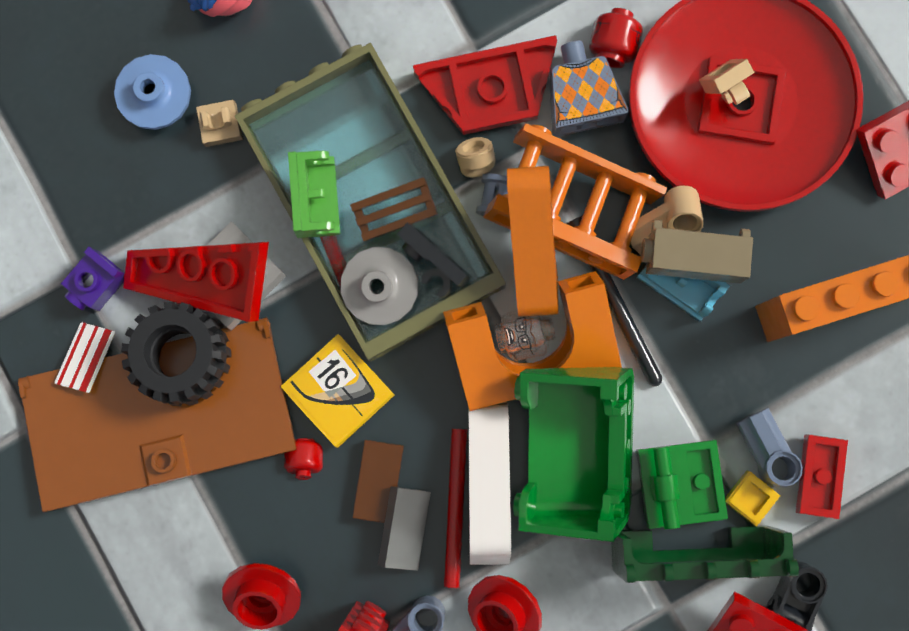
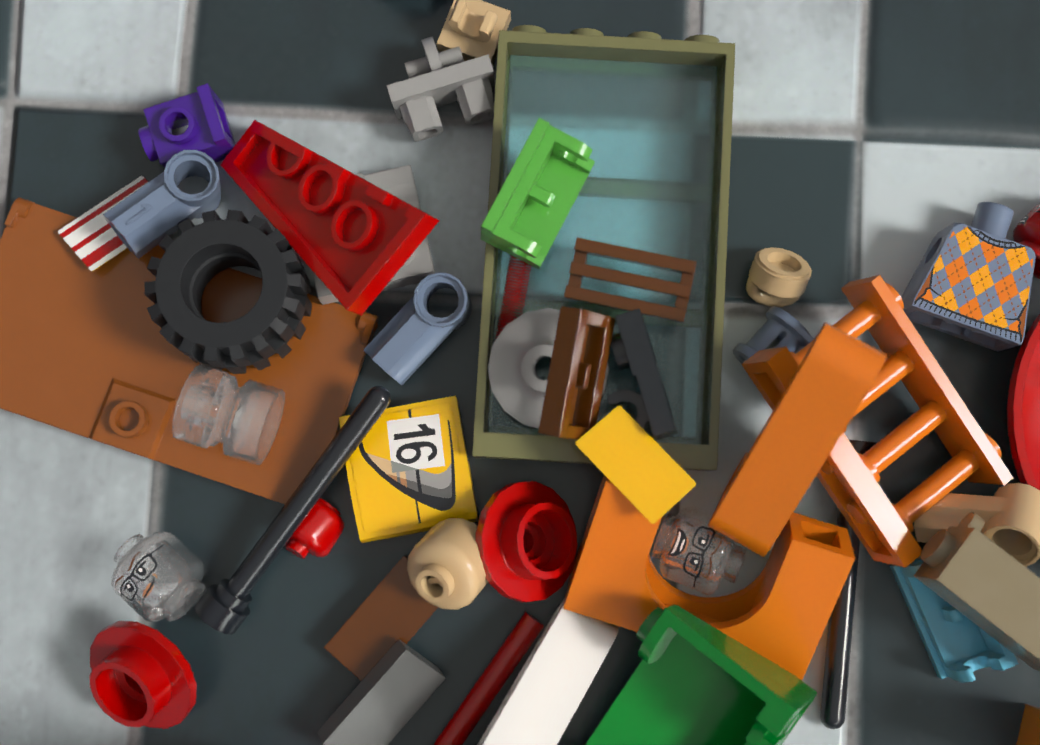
camera: 30 degrees right, 0 degrees up
(105, 330) = (160, 205): none -> sand blue piece
(212, 422) = (218, 411): none -> clear wheel
(219, 165) = (440, 81): none -> light grey hips
(235, 537) = (158, 576): none -> clear head
(283, 527) = (226, 604): none -> black piece
(293, 312) = (416, 333): none -> sand blue piece
(393, 425) = (447, 565): none -> tan head
(395, 278) = (576, 373): none -> reddish brown tile
(427, 388) = (526, 541): none -> red piece
(457, 306) = (635, 464): none -> yellow sticker
(490, 85) = (855, 195): red wing -> none

